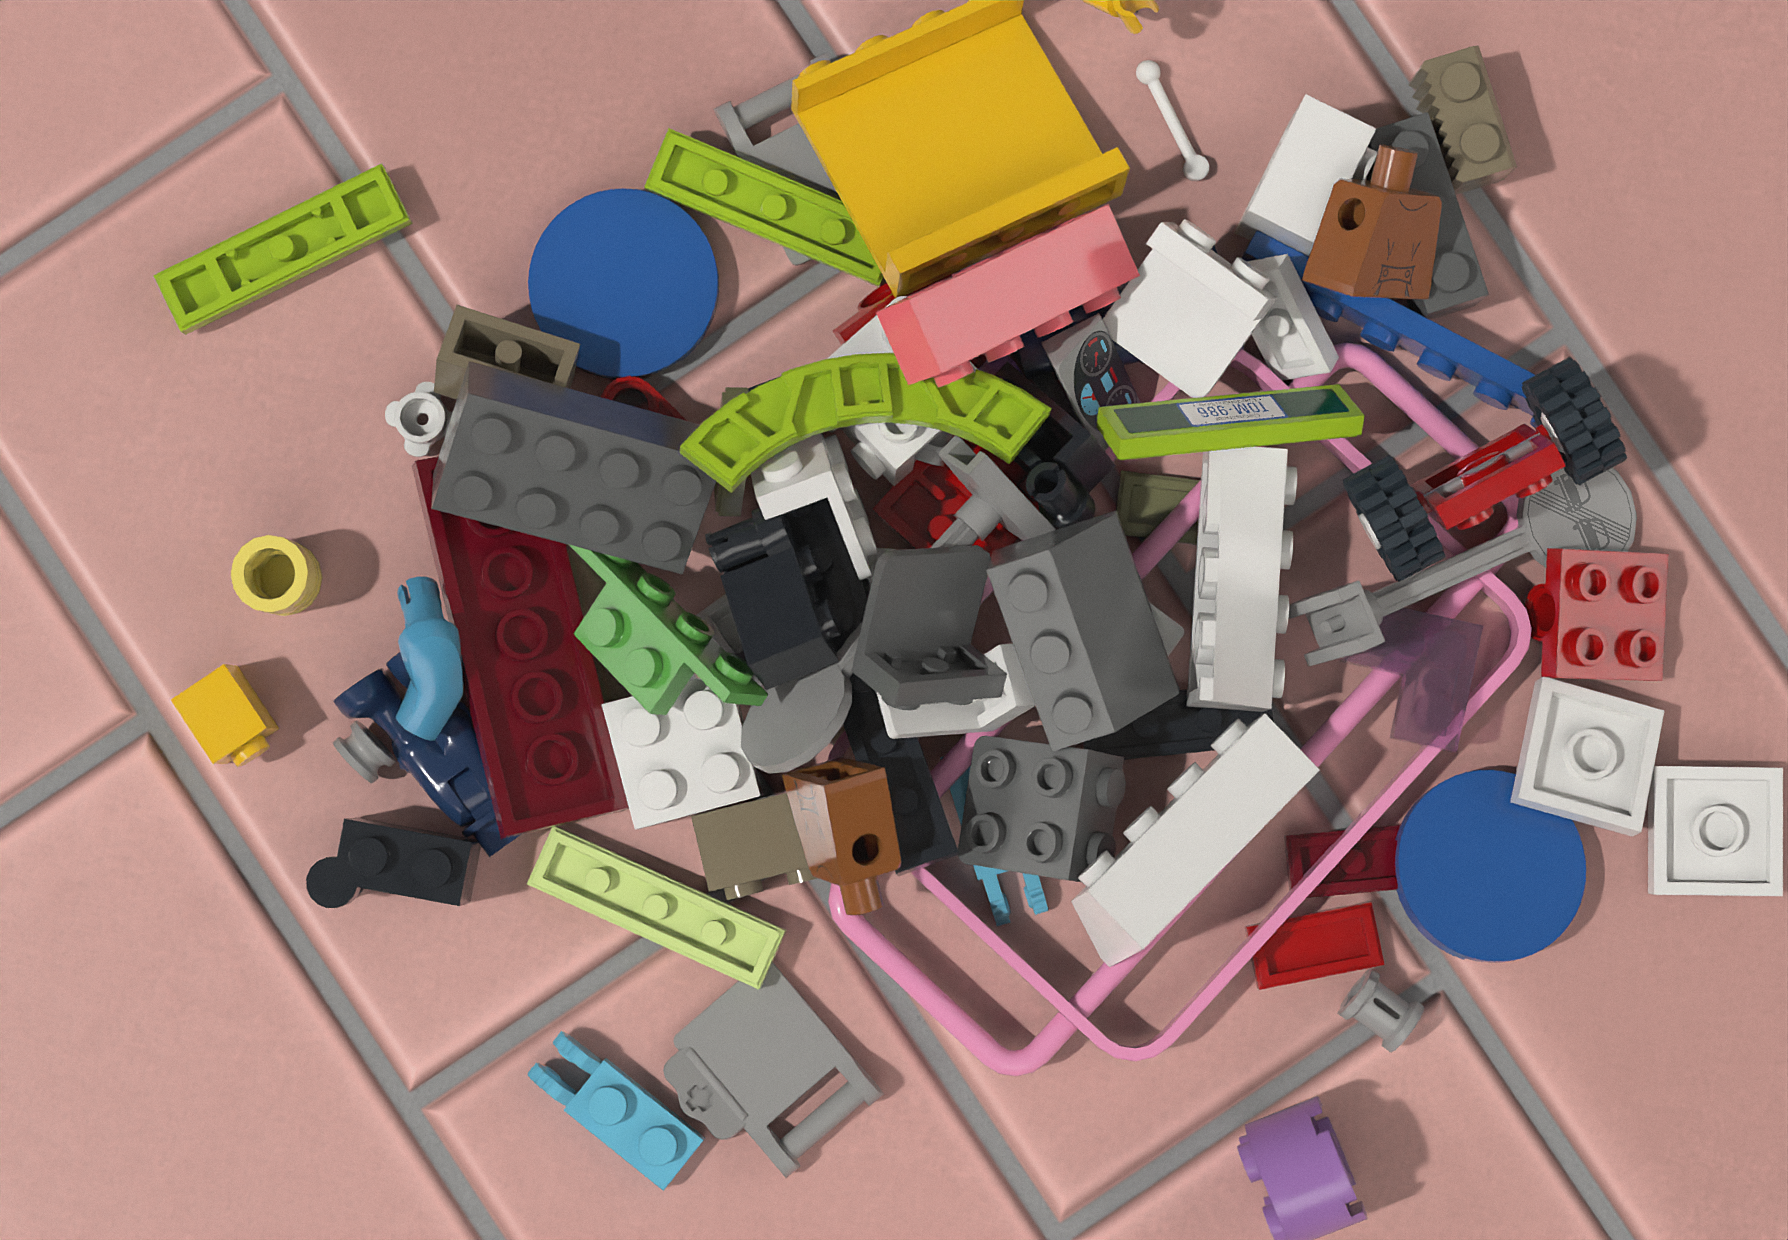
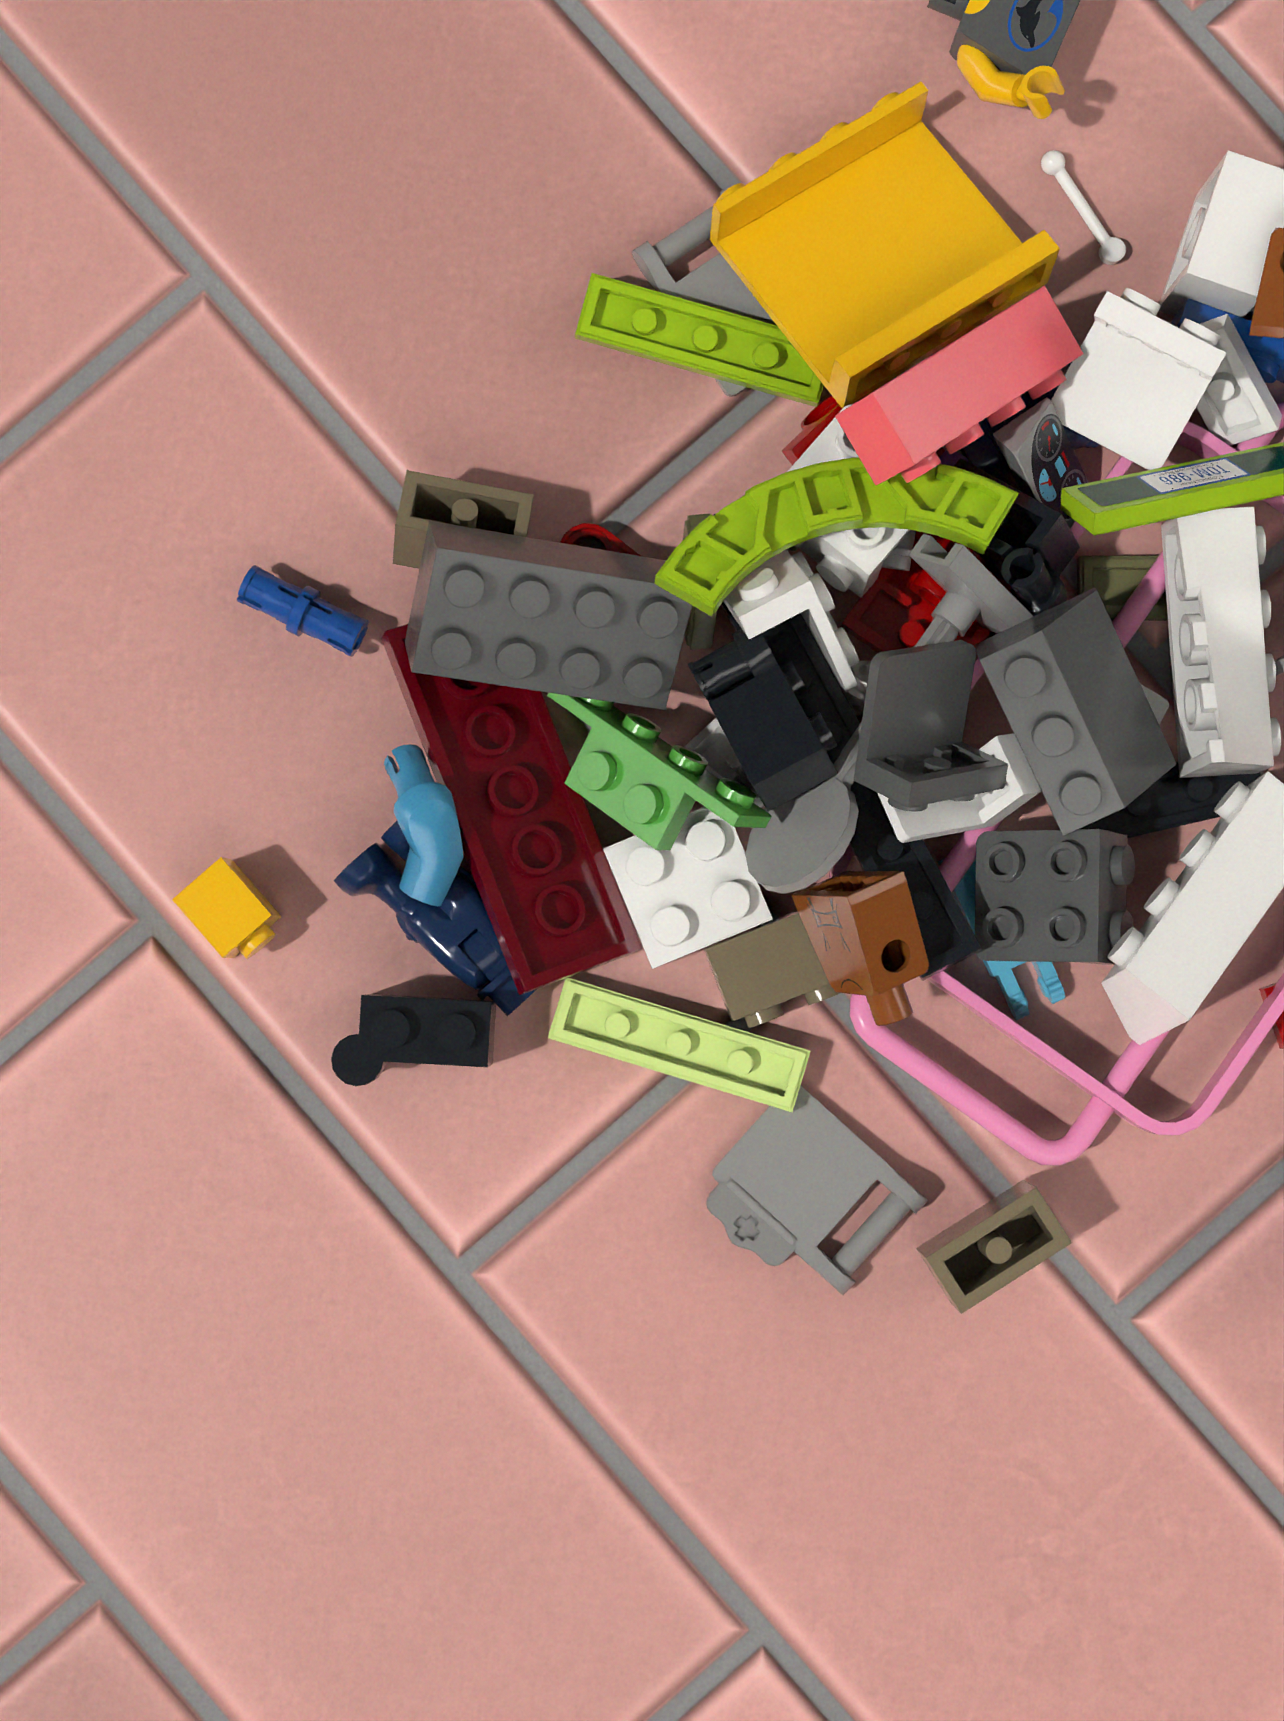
camera: 10 degrees left, 0 degrees up
(276, 575) = (260, 764): light yellow piece -> none
(282, 249) = (224, 442): lime plate -> none
(338, 427) = (302, 610): none -> blue pin
(364, 752) = (370, 927): light grey bush -> none
(404, 416) = (366, 592): white plate -> none
(621, 1113) = (671, 1253): medium azure hinge -> none
(624, 282) = (569, 430): blue tile -> none
(937, 1147) = (993, 1245): none -> dark tan brick

